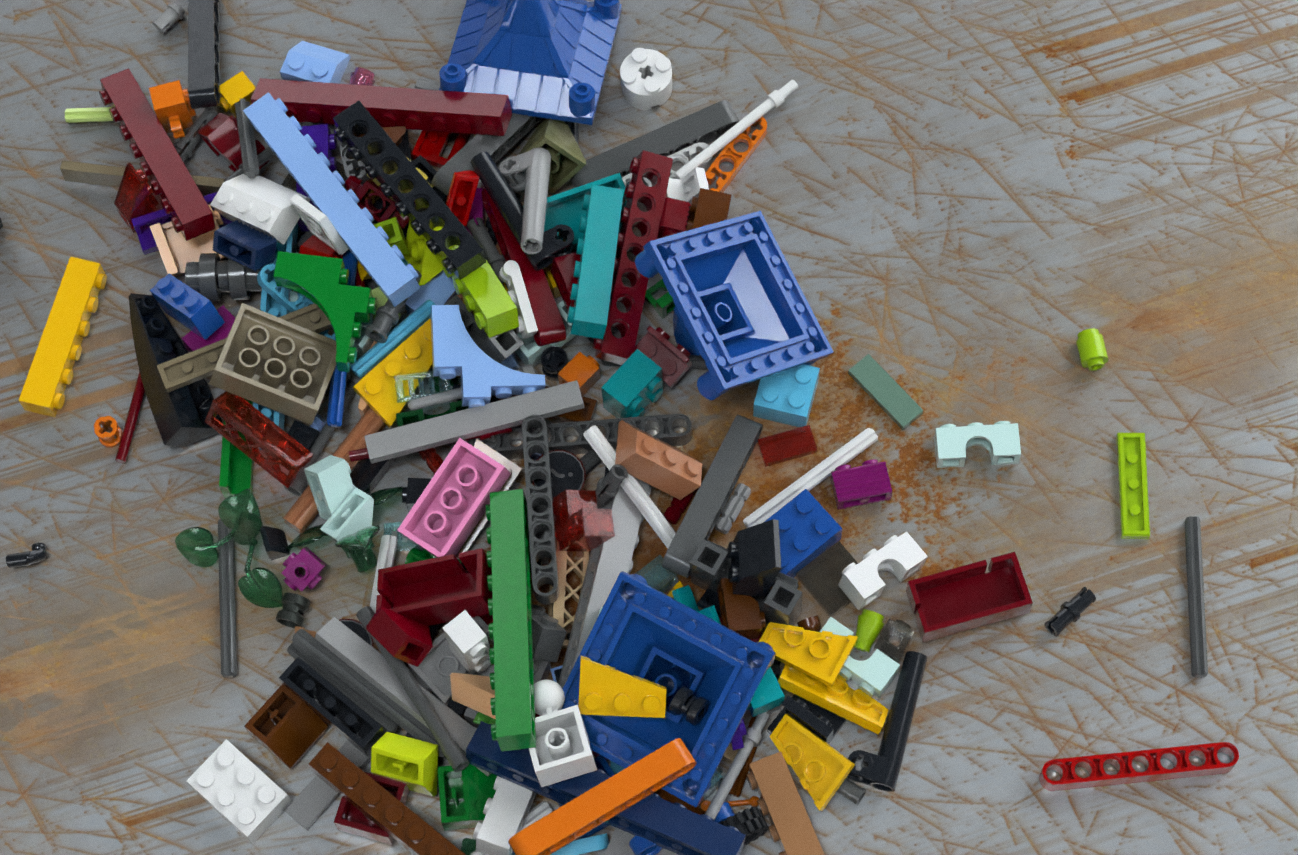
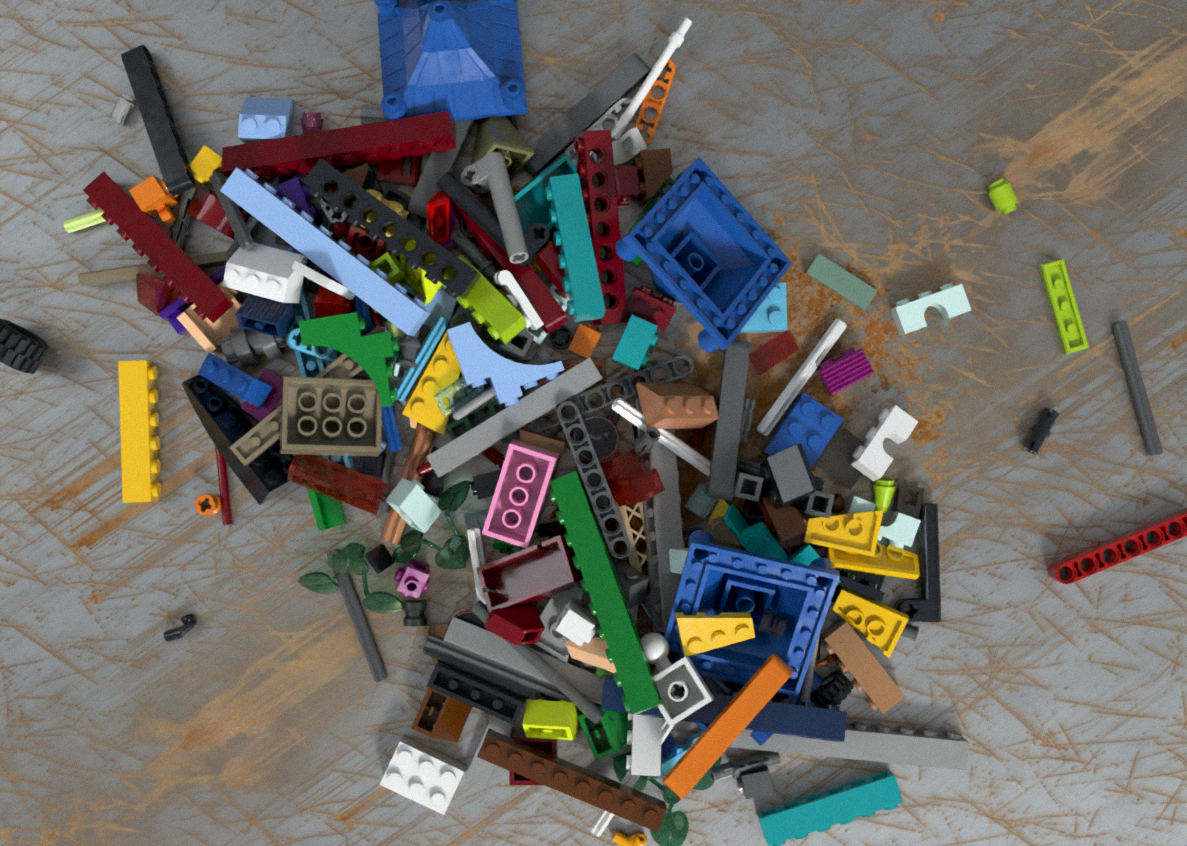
camera: 20 degrees left, 20 degrees up
(350, 516) = (437, 528): light aqua slope -> none
(646, 78) = (555, 38): white brick -> none
(968, 597) = (960, 445): dark red piece -> none

